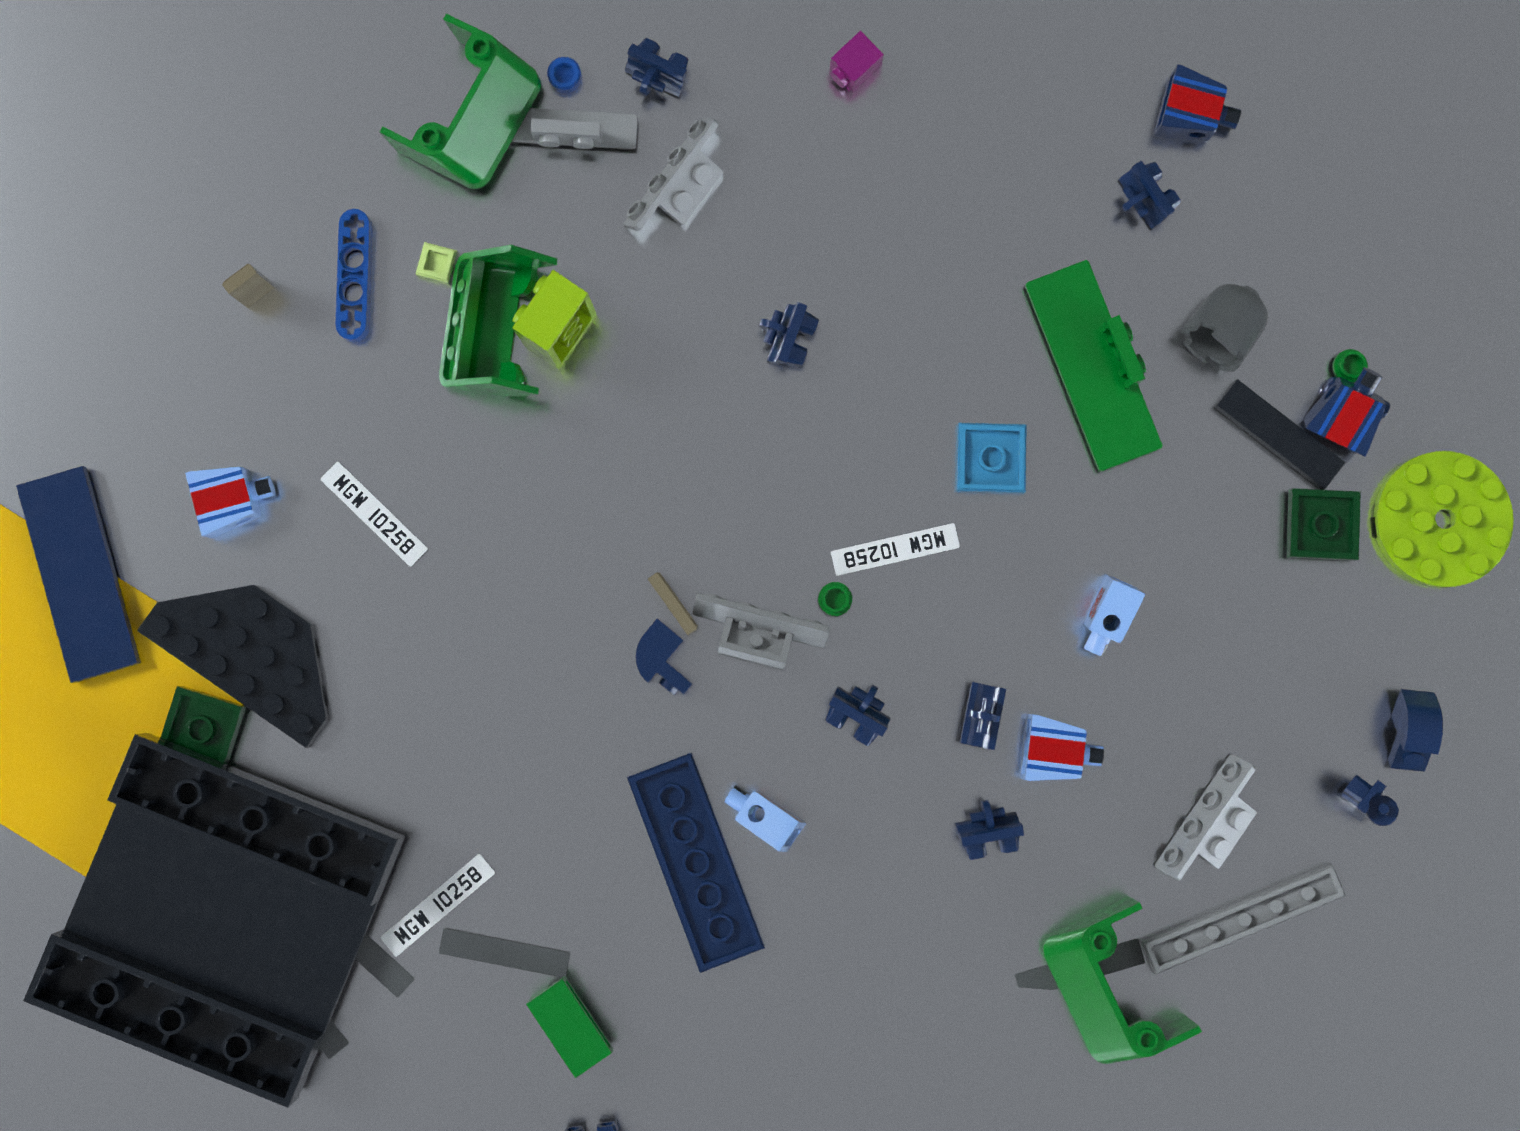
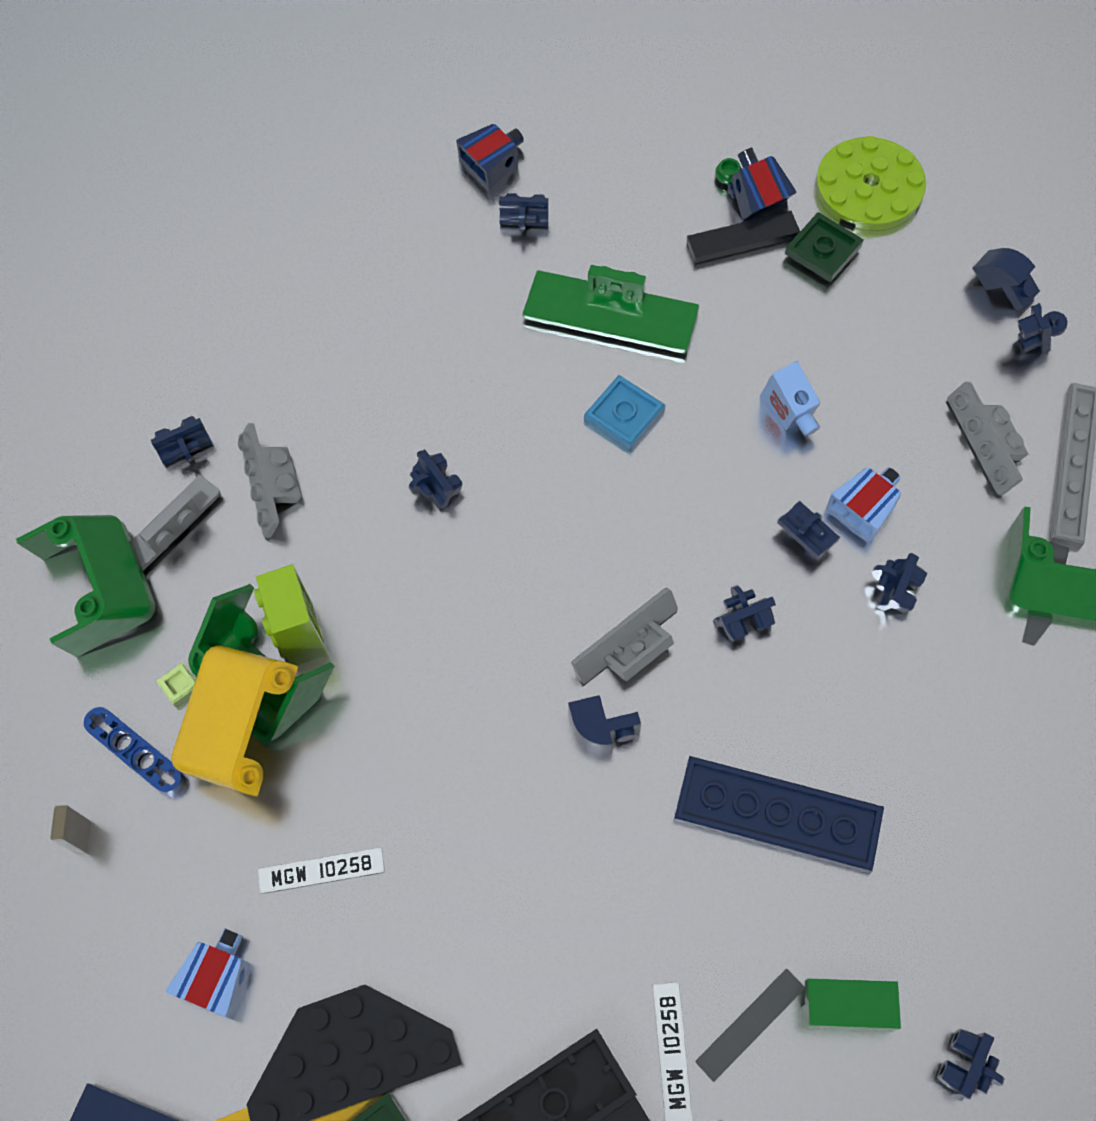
camera: 45 degrees left, 20 degrees down
(427, 336) = (223, 716): none -> yellow windscreen
(564, 75) = (130, 505): blue tile -> none
(673, 603) = (564, 688): dark tan tile -> none
(778, 826) = (791, 721): light blue torso -> none
(835, 599) = (647, 576): green plate -> none
(855, 62) = (289, 318): magenta brick -> none
(895, 549) = (640, 516): white sticker -> none
(1226, 326) = (648, 217): dark grey cylinder -> none

